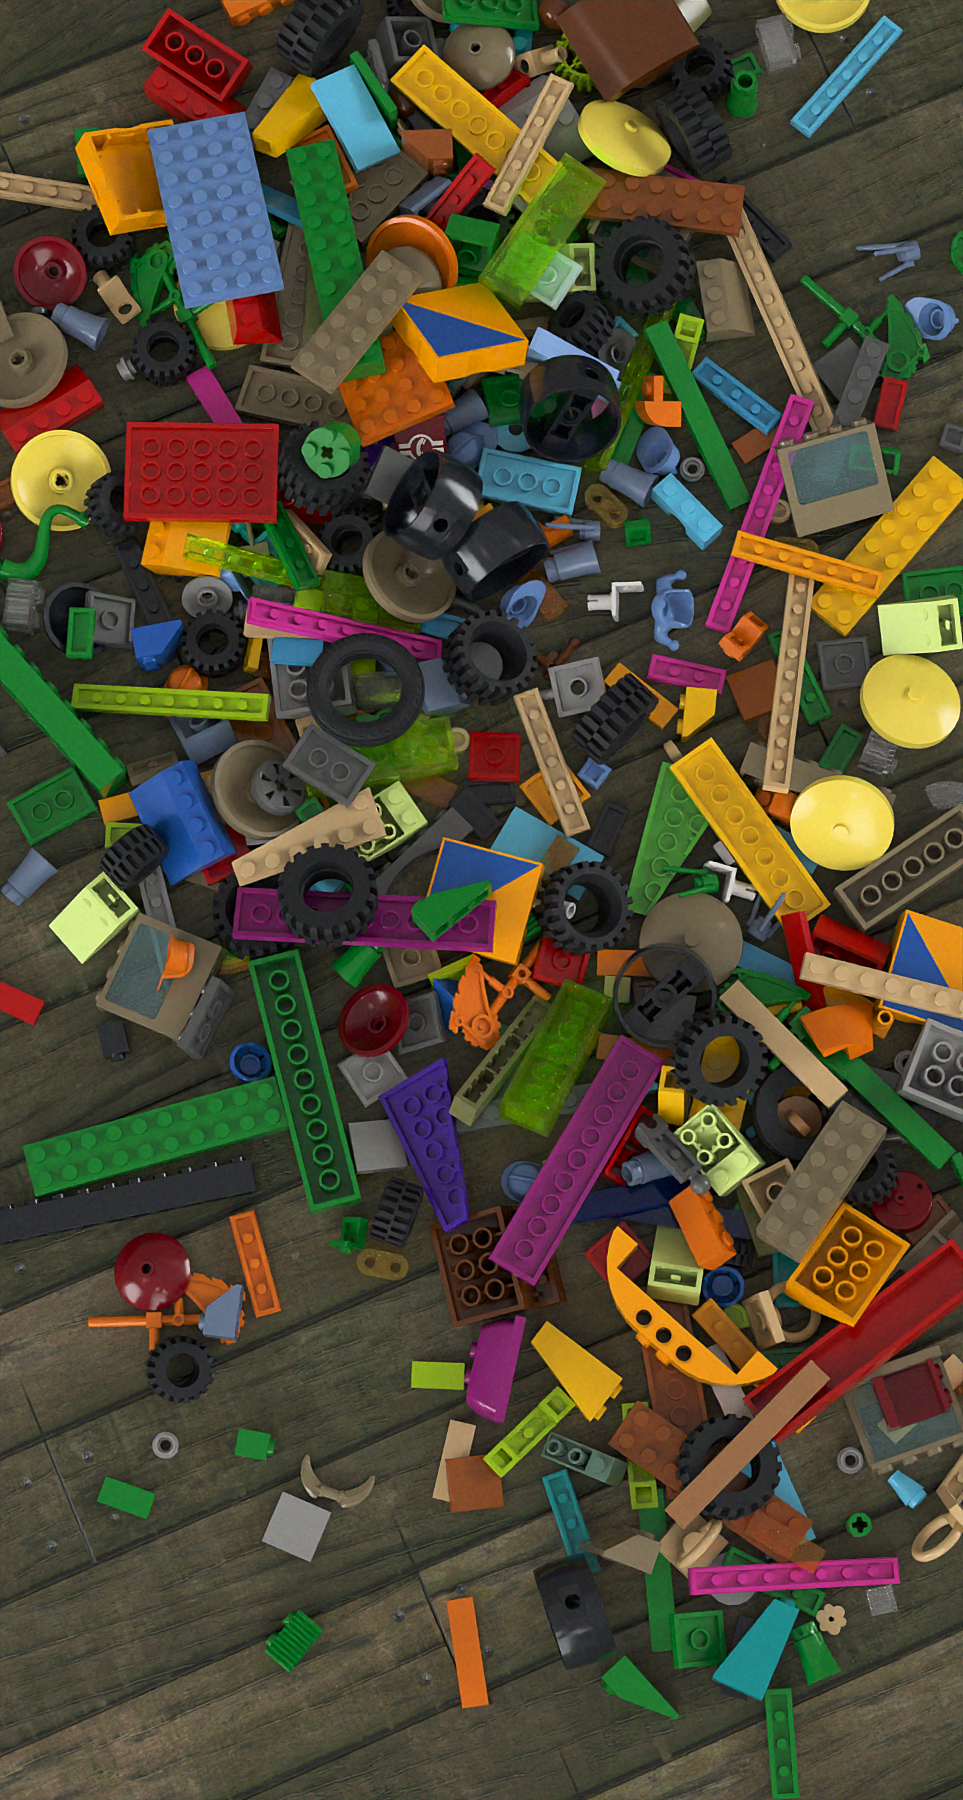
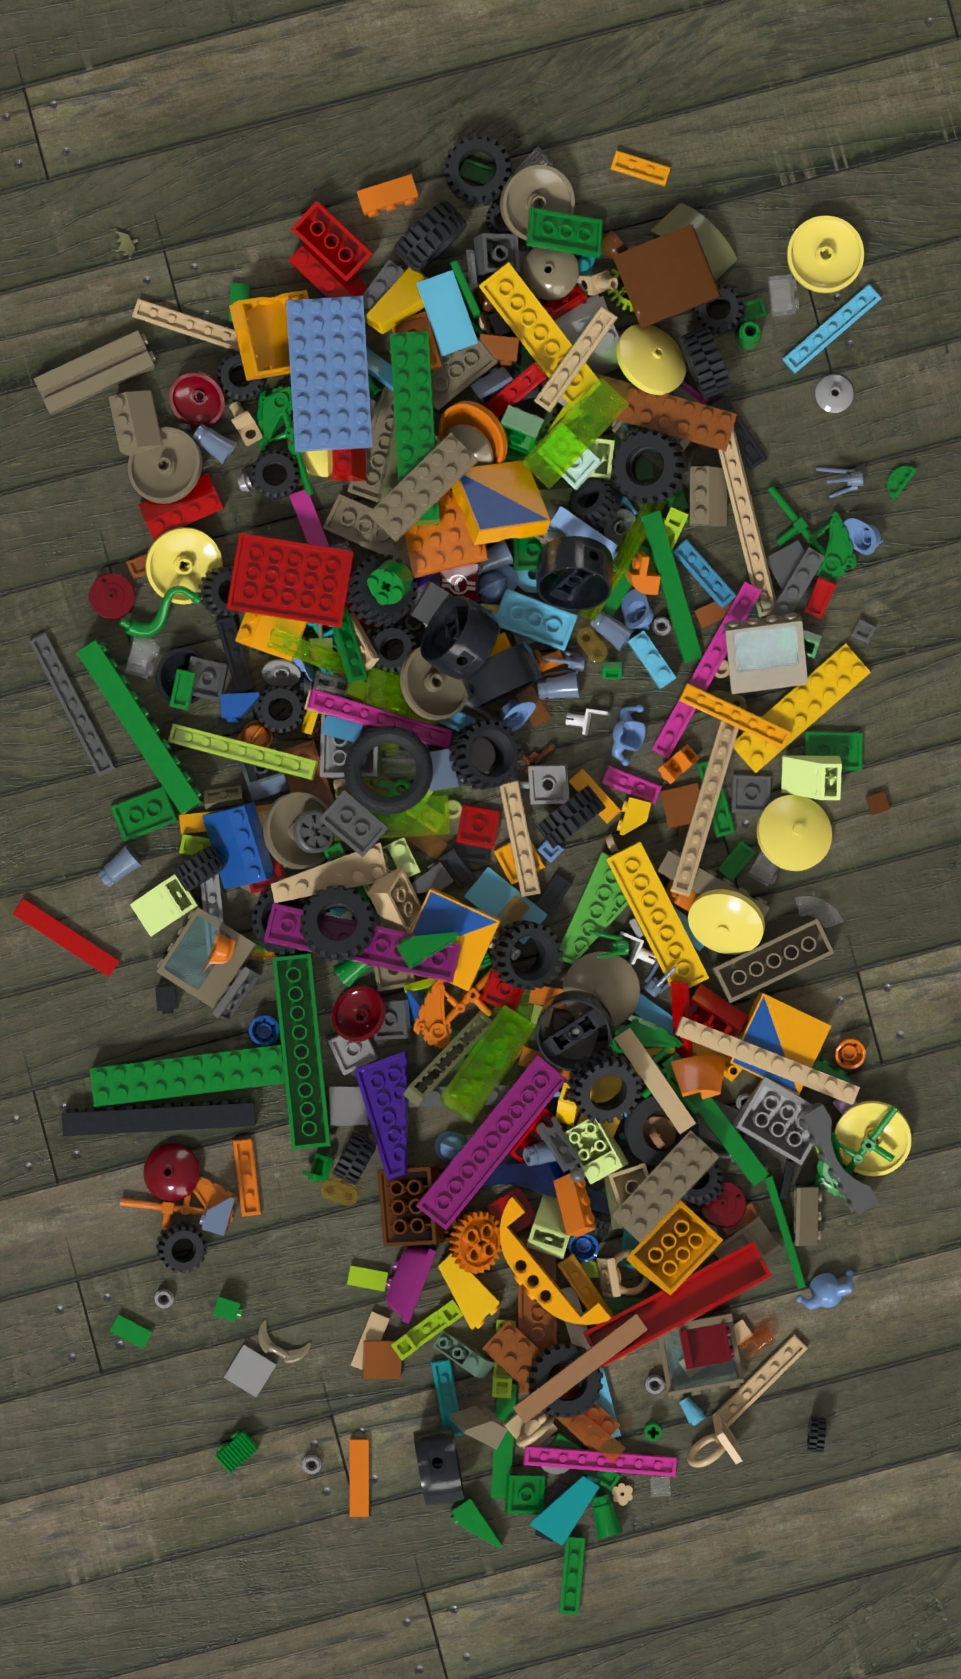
camera: 10 degrees right, 10 degrees up
(391, 1643) = (311, 1470): none -> light grey plate
(399, 859) = (395, 901): none -> tan slope
(577, 1300) = (476, 1242): none -> orange gear
(860, 164) = (832, 403): none -> light grey dish

